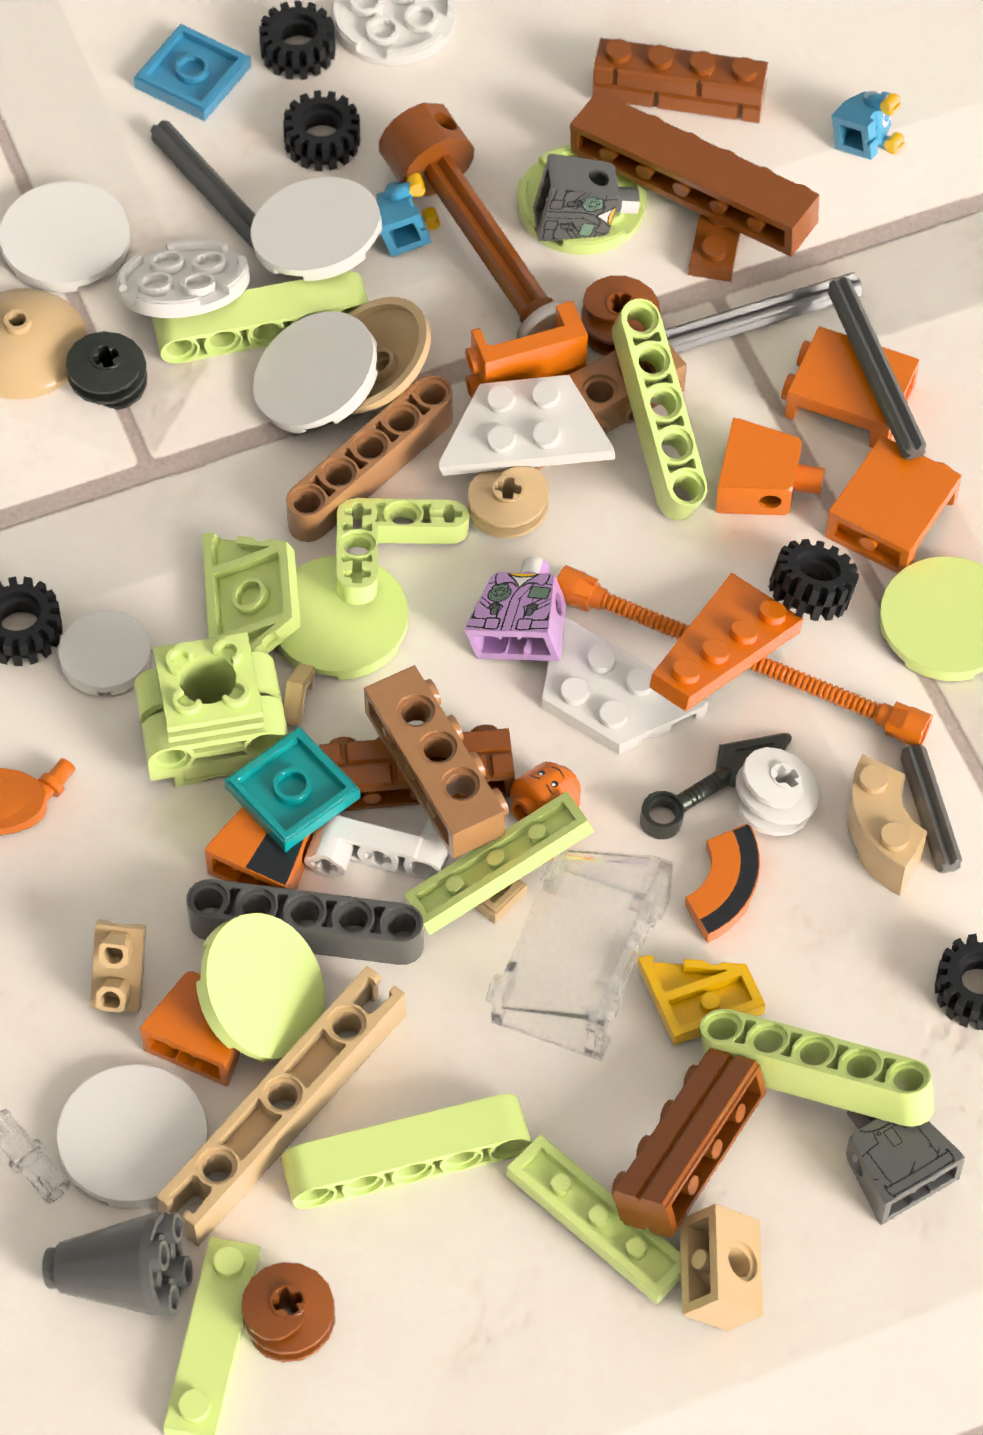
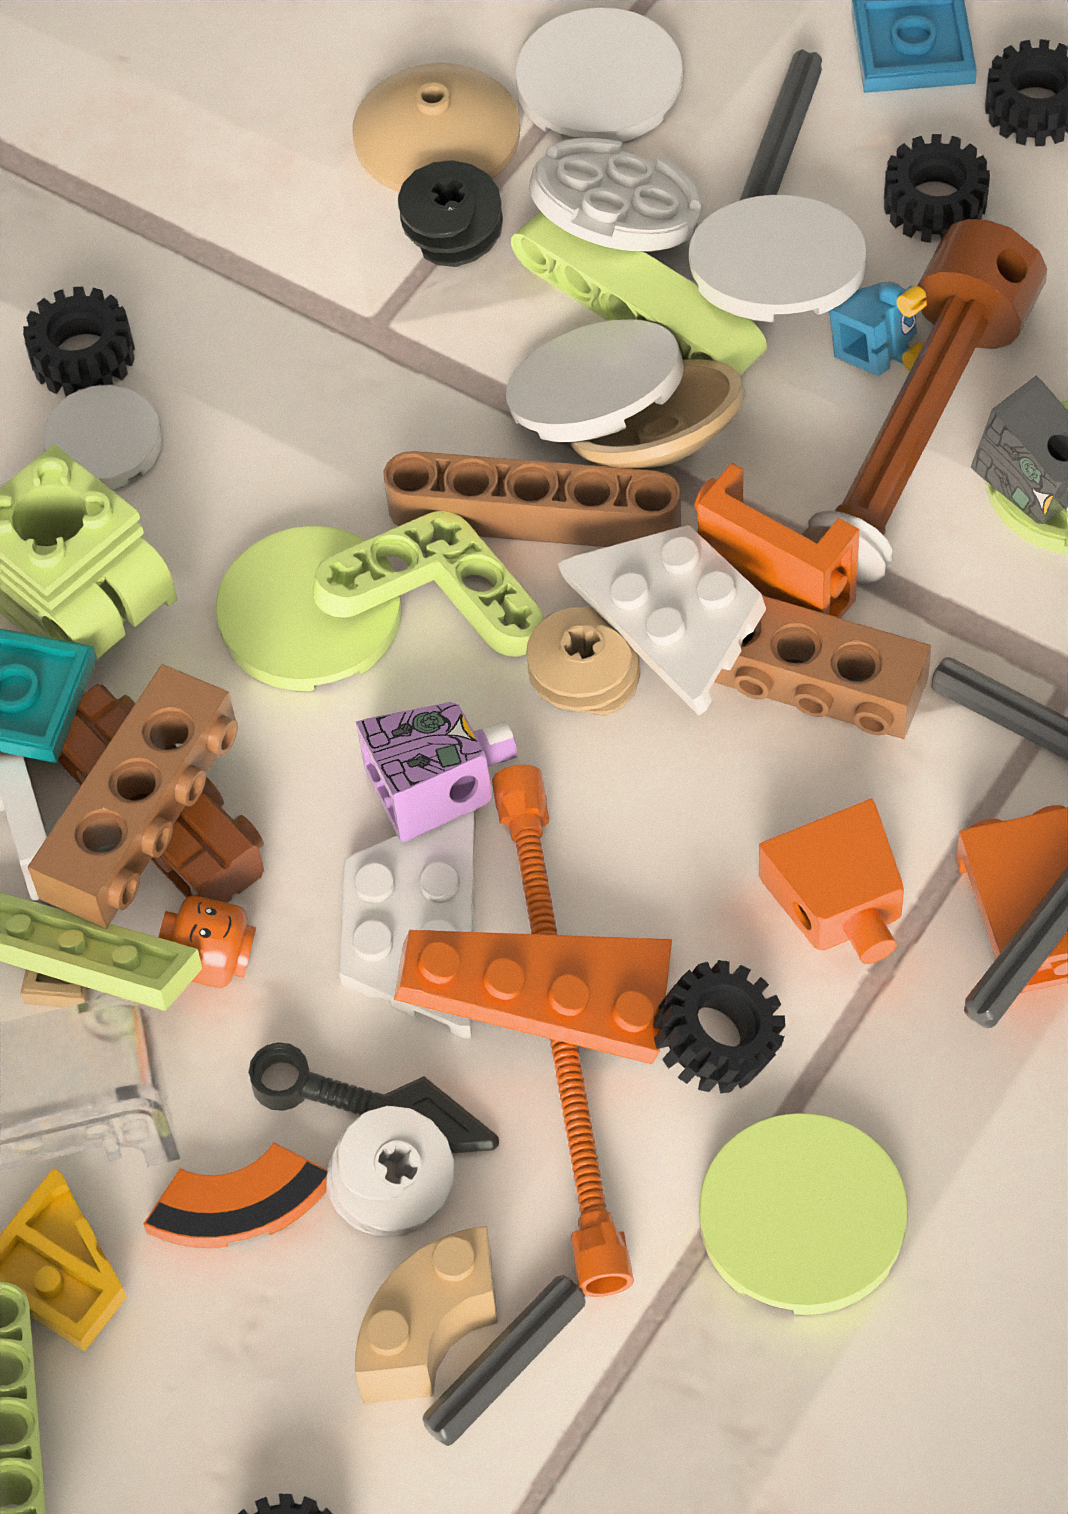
camera: 60 degrees right, 0 degrees up
(251, 589) = (251, 509): yellowish green wing -> none
(296, 686) = (172, 626): tan tile -> none
(603, 305) = (937, 601): dark orange piece -> none
(665, 390) = (810, 684): yellowish green beam -> none
(891, 505) = (907, 1043): orange panel -> none

